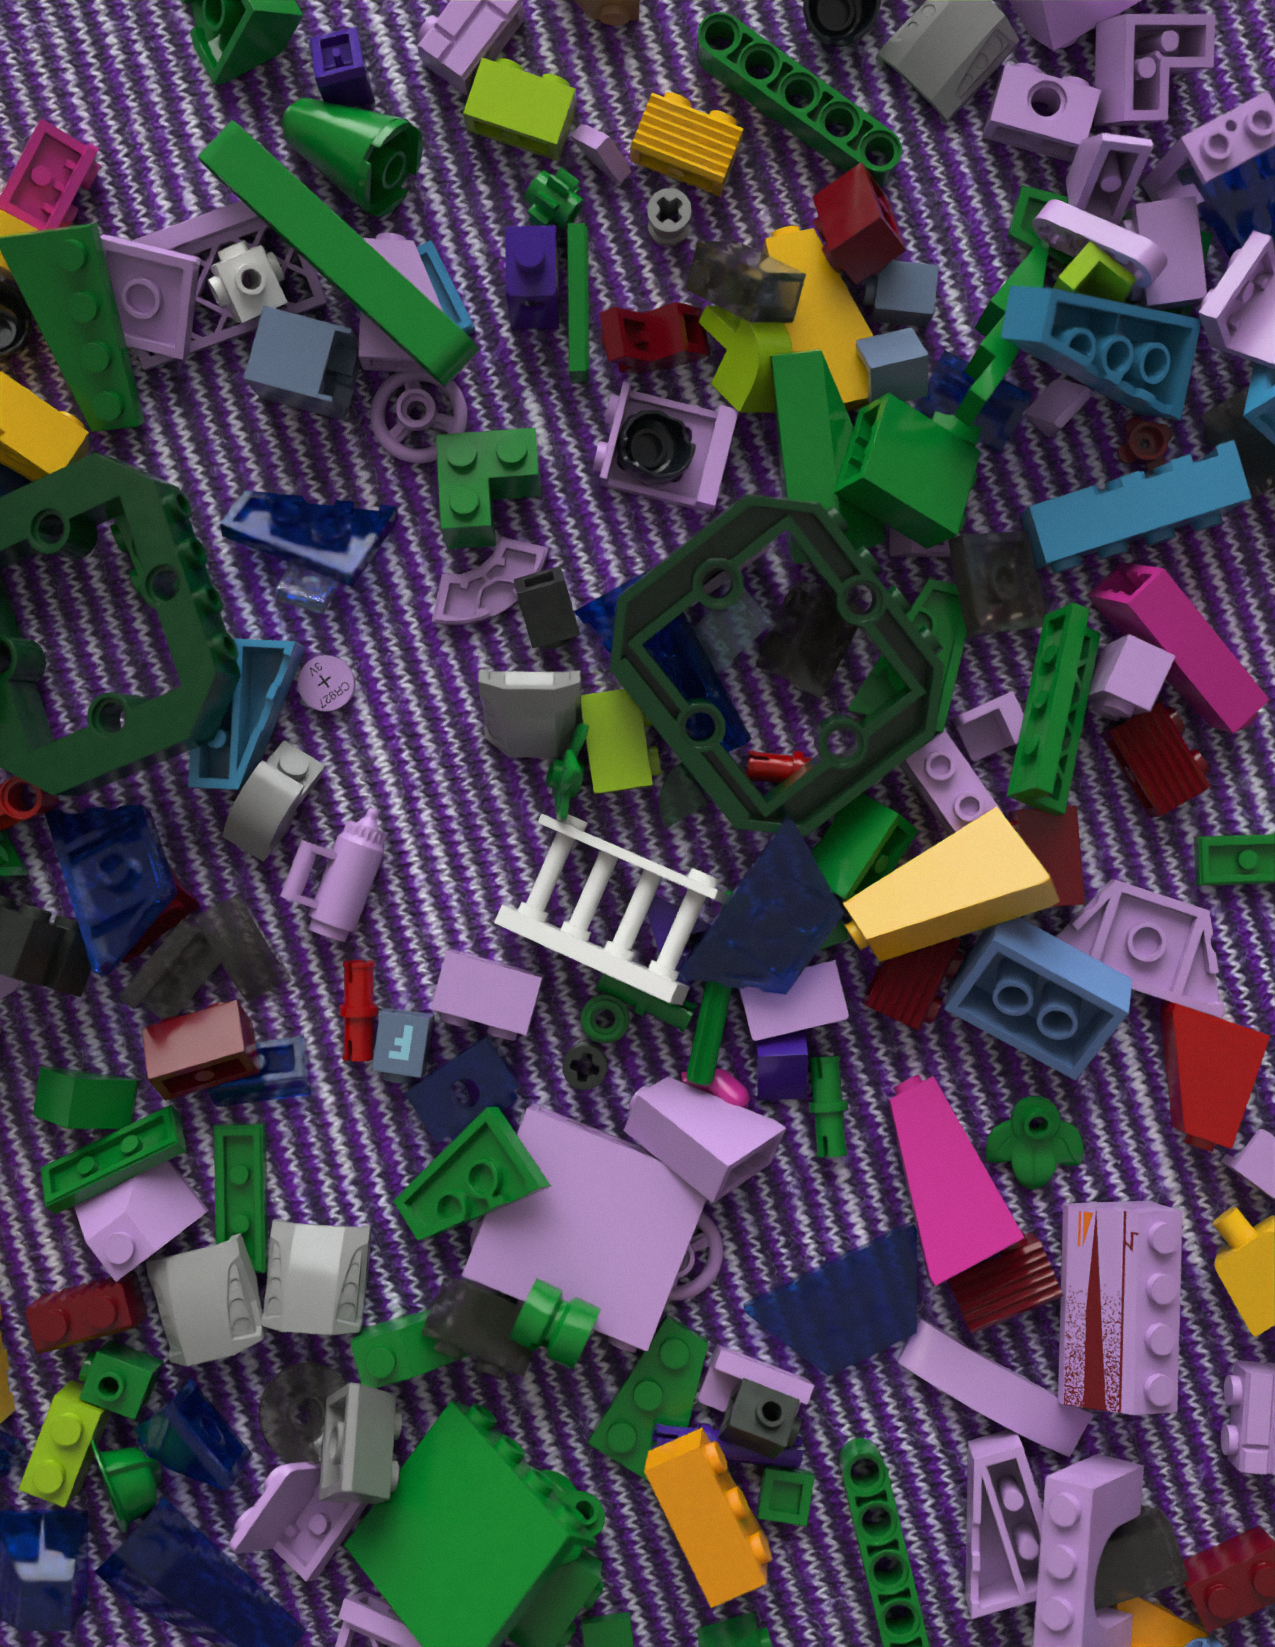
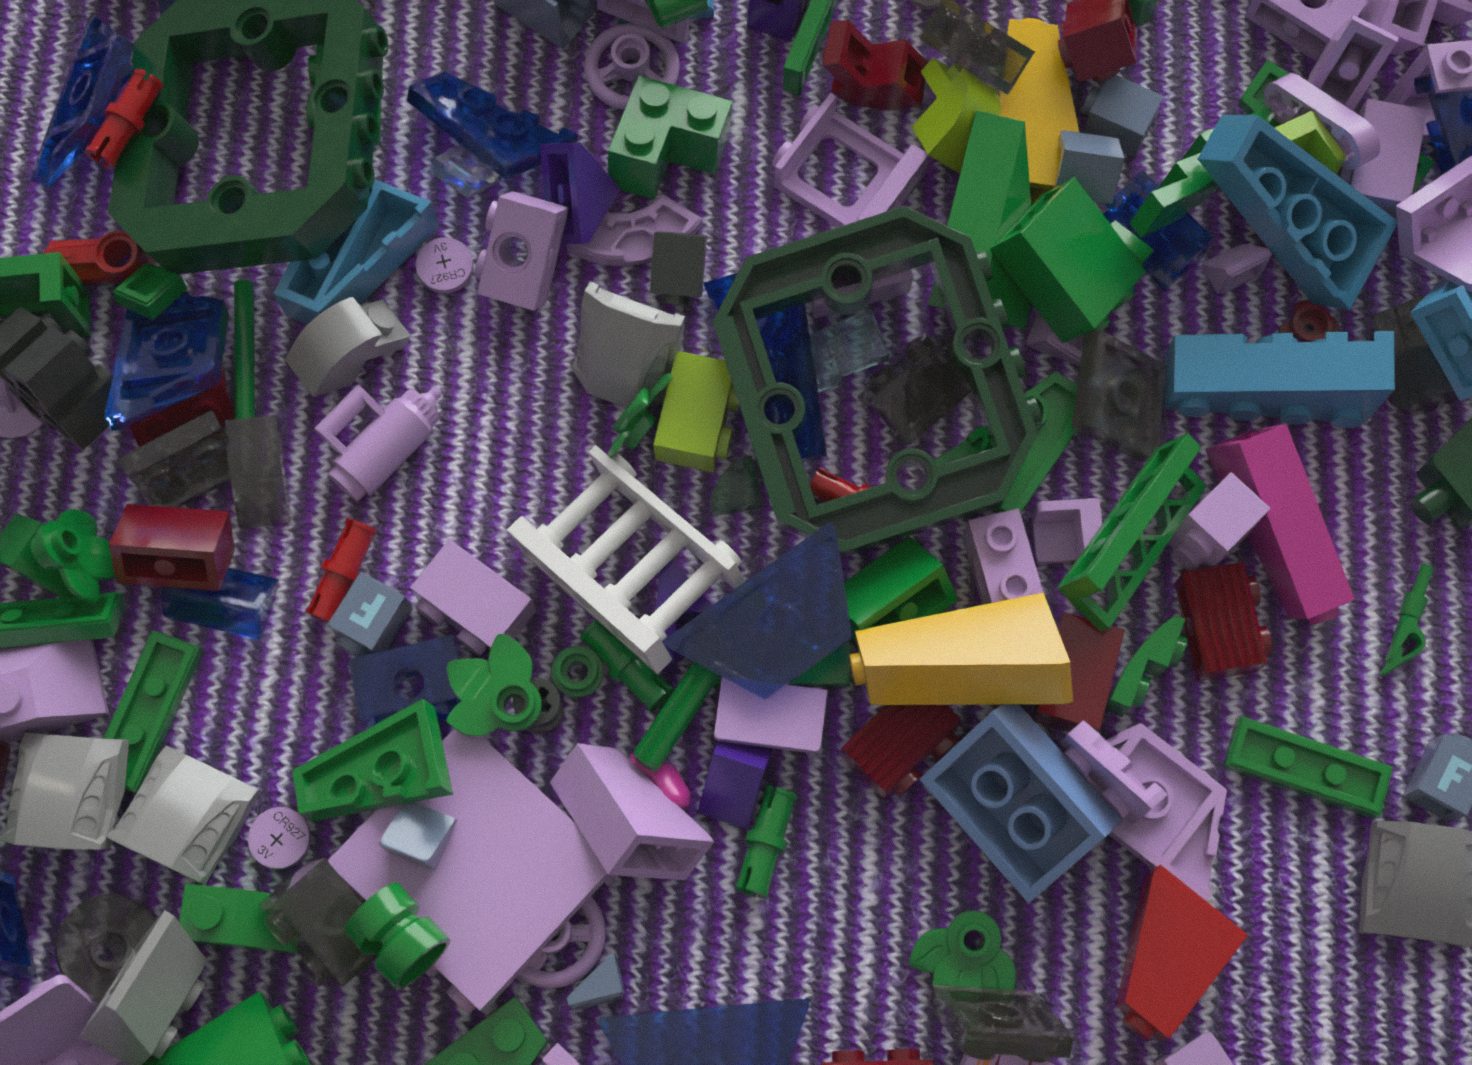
camera: 20 degrees right, 15 degrees down
(68, 820) = (149, 290): none -> green tile
(117, 1091) = (76, 552): none -> green plate
(178, 838) = (244, 350): none -> green bar
(402, 624) = (541, 229): none -> lavender brick
(406, 1262) = (279, 838): none -> lavender piece
(422, 574) = (580, 183): none -> dark purple slope
(533, 1227) = (418, 834): none -> sand blue slope
(537, 1075) = (489, 685): none -> green plate
(654, 447) = (836, 164): black hair -> none
(735, 1285) = (599, 987): none -> sand blue slope
(949, 1189) = (858, 971): dark pink slope -> none
(1087, 1192) = (1001, 1023): none -> clear smoke plate
(1108, 807) = (1153, 657): none -> green slope
(1121, 952) = (1110, 772): none -> lavender wing

